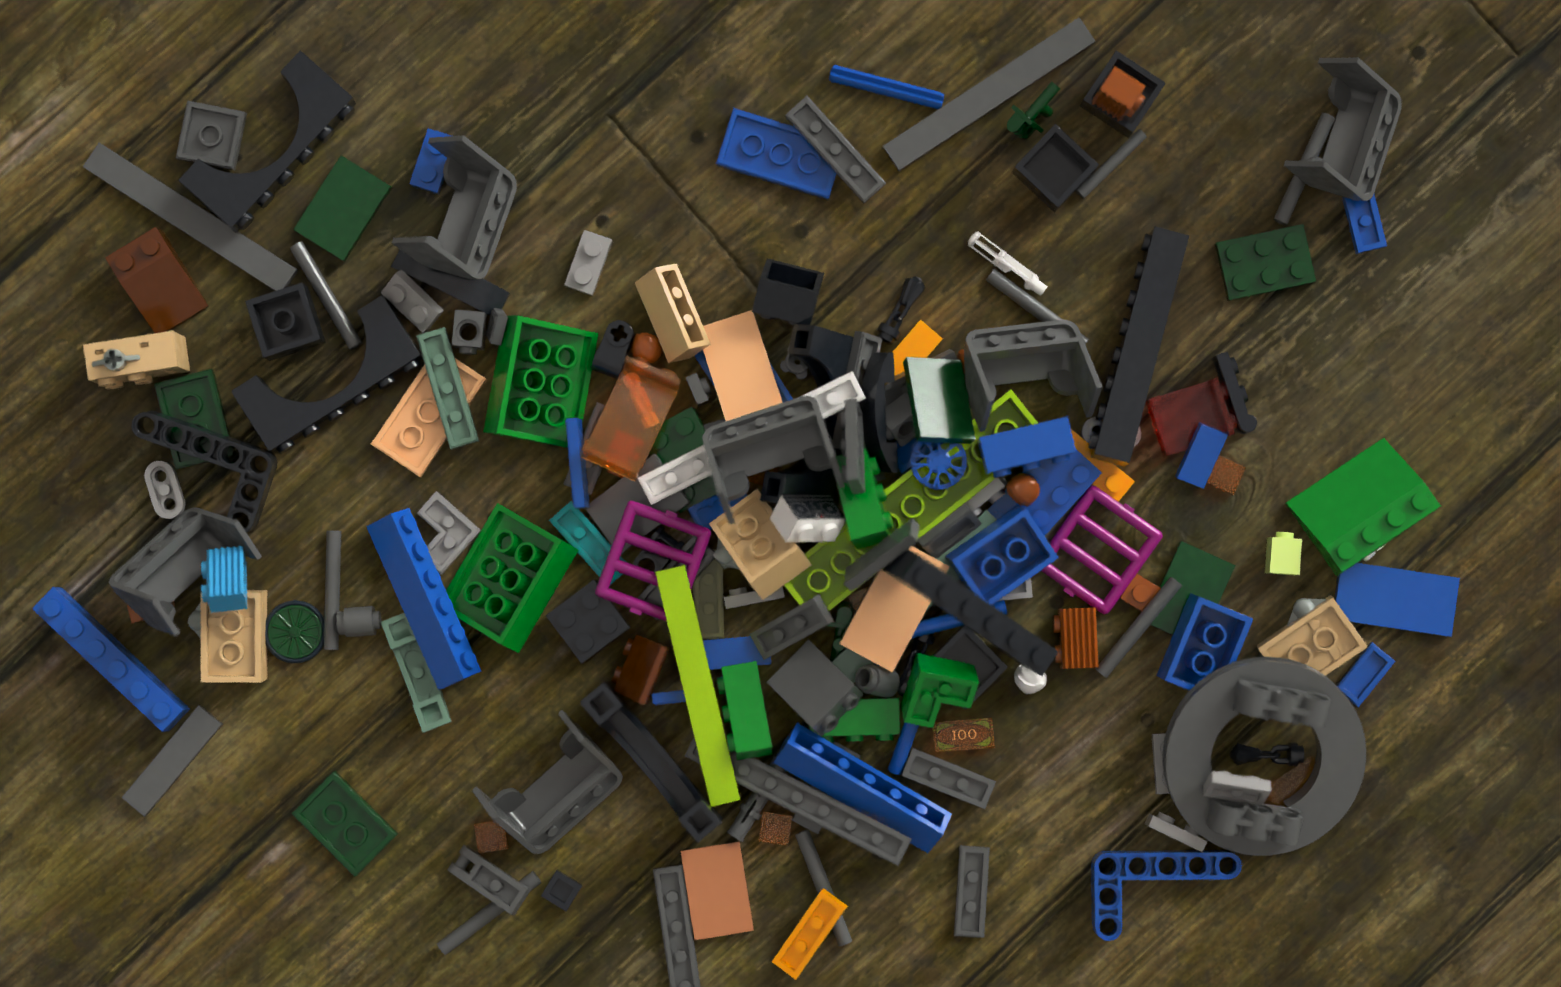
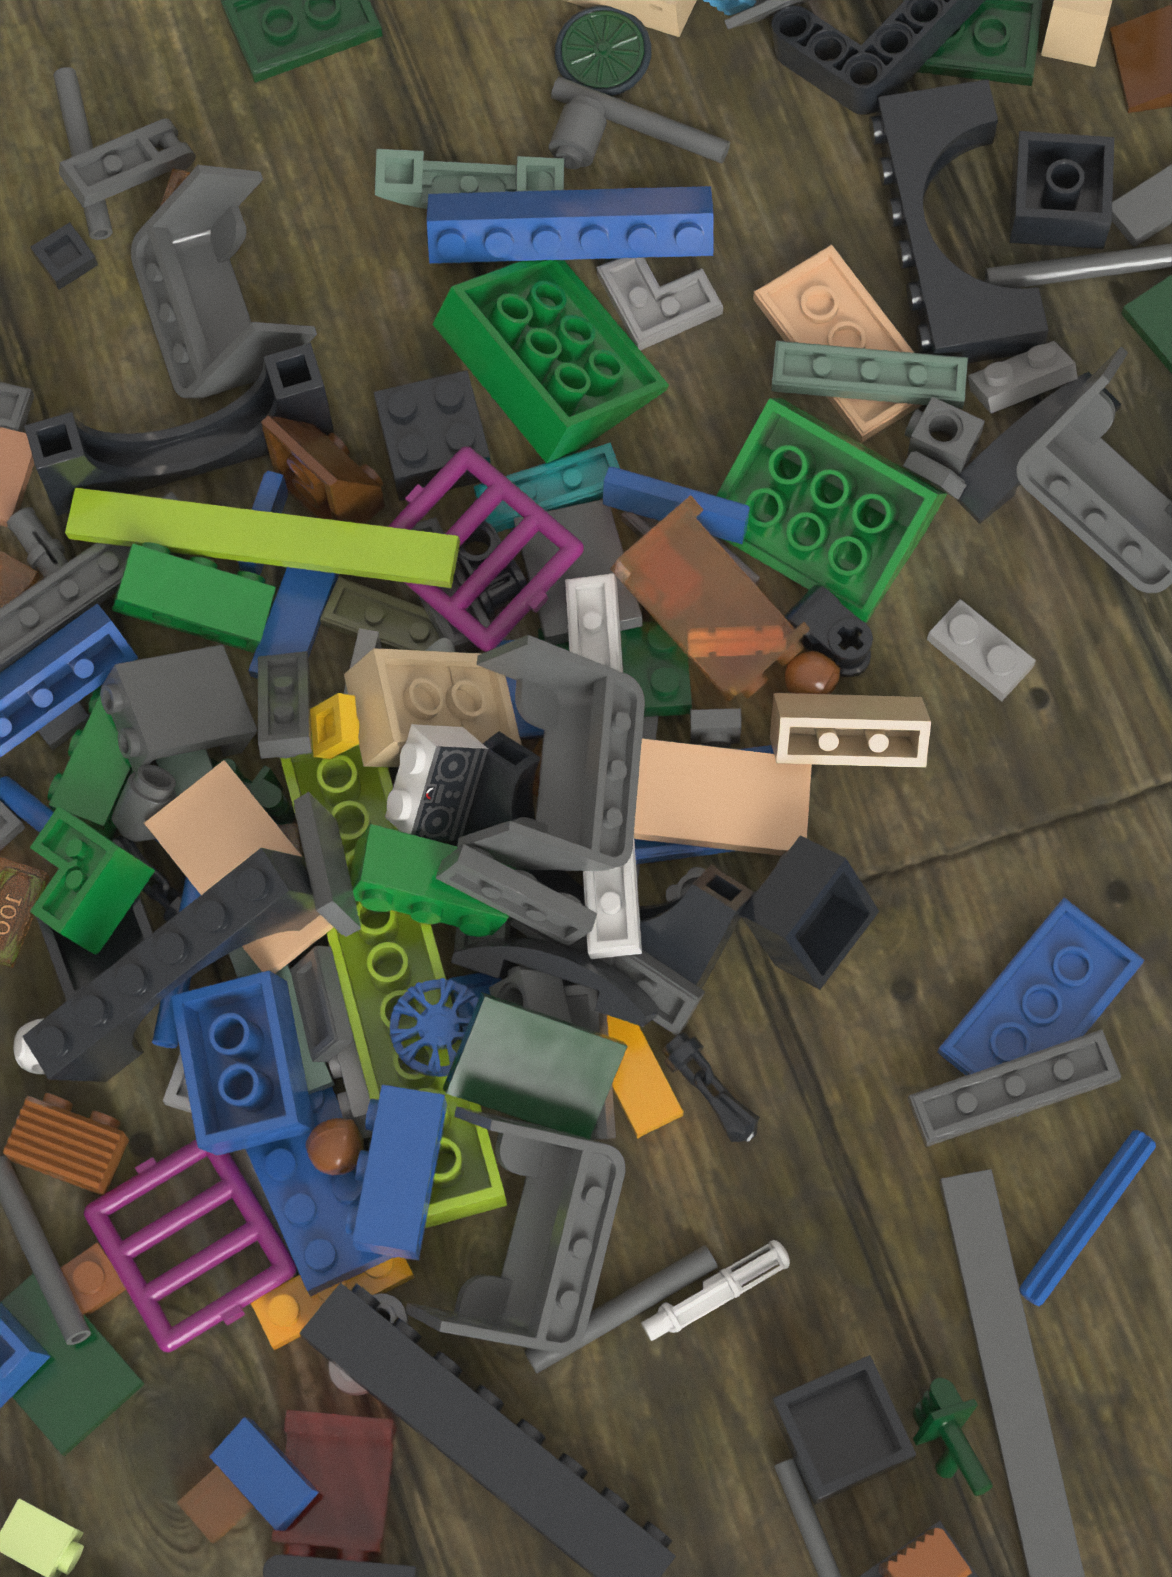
camera: 115 degrees right, 15 degrees down
(796, 590) = (334, 726): none -> yellow plate

